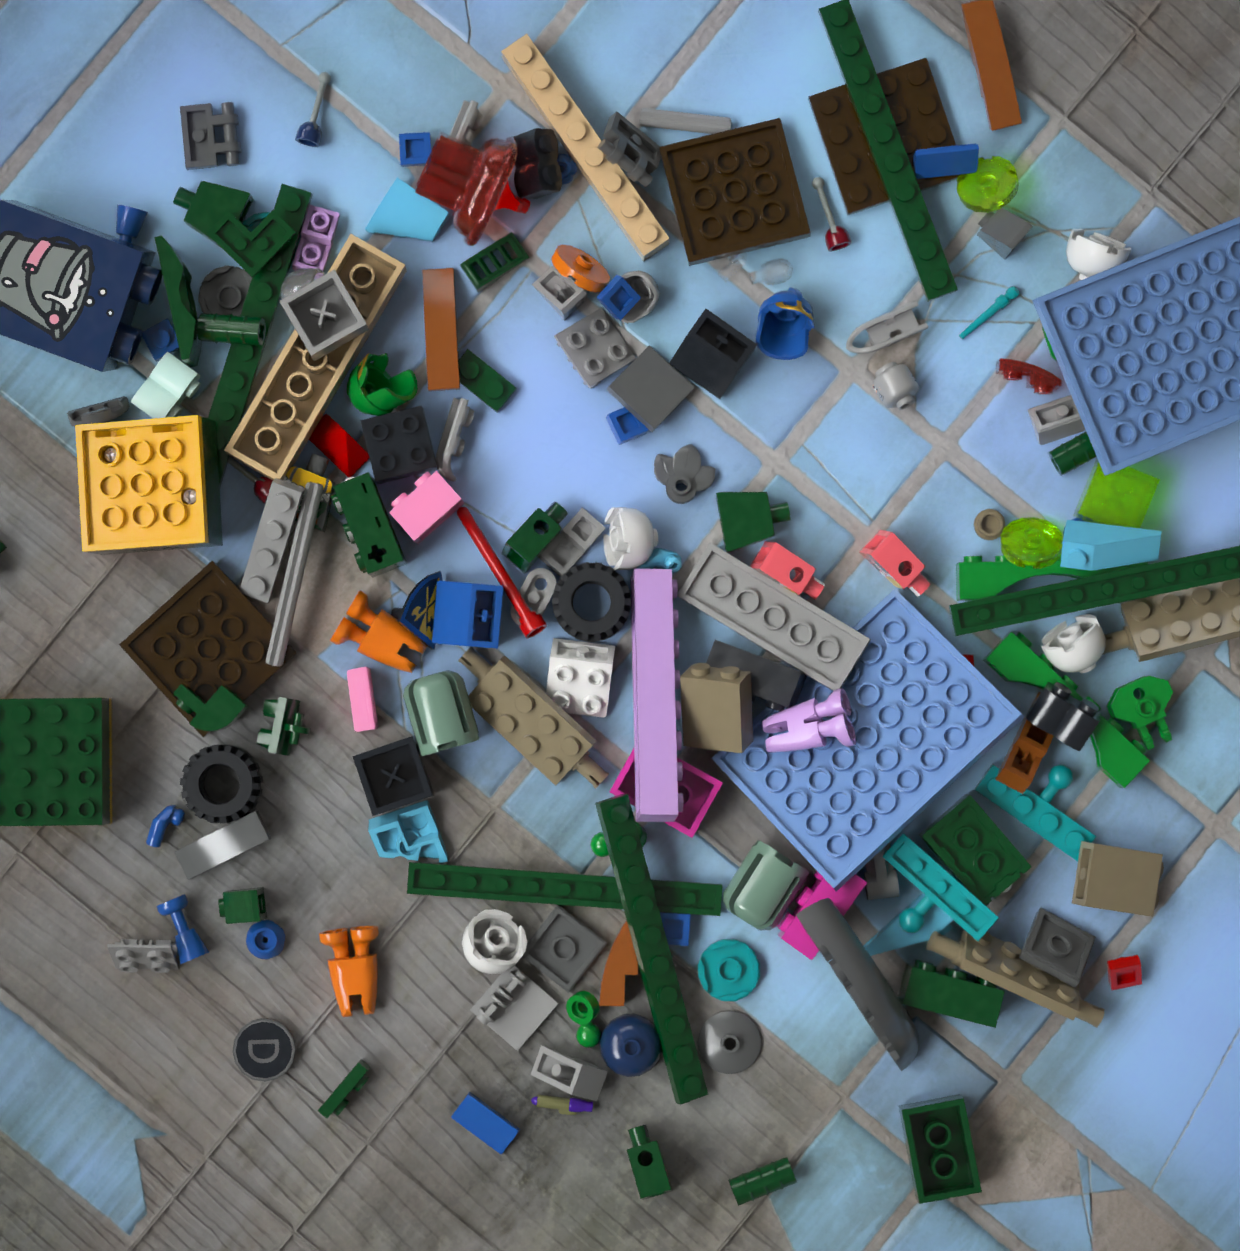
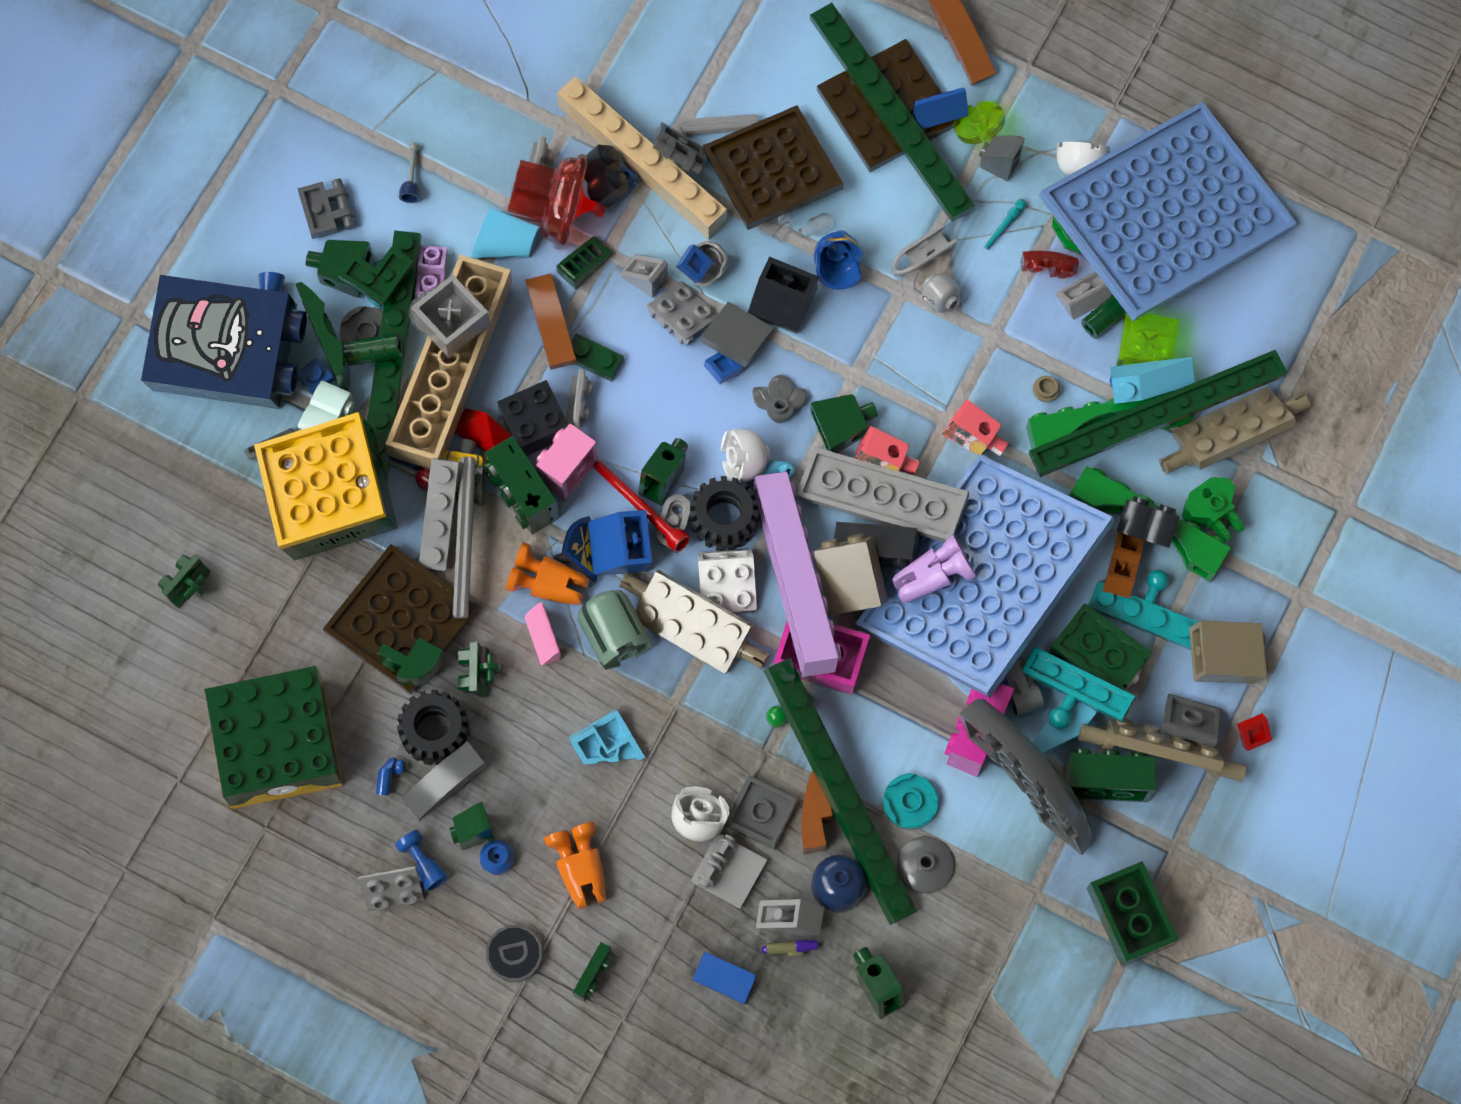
camera: 10 degrees left, 15 degrees down
(377, 392) = (502, 379): green helmet -> none
(393, 775) = (583, 690): black brick -> none
(414, 148) = (499, 185): blue plate -> none
(555, 888) = (742, 760): dark green plate -> none
(572, 542) = (697, 470): light grey slope -> none
(580, 265) = (658, 247): orange plate -> none
(583, 1009) = (799, 881): green plate -> none
(676, 928) = (858, 772): blue plate -> none
(762, 1181) = (982, 977): dark green axle -> none
(763, 887) = (925, 718): sand green cylinder -> none
(837, 236) = (864, 187): hinge -> none
(1031, 542) = (1085, 392): clear neon green plate -> none
(1075, 646) = (1144, 468): white cylinder -> none

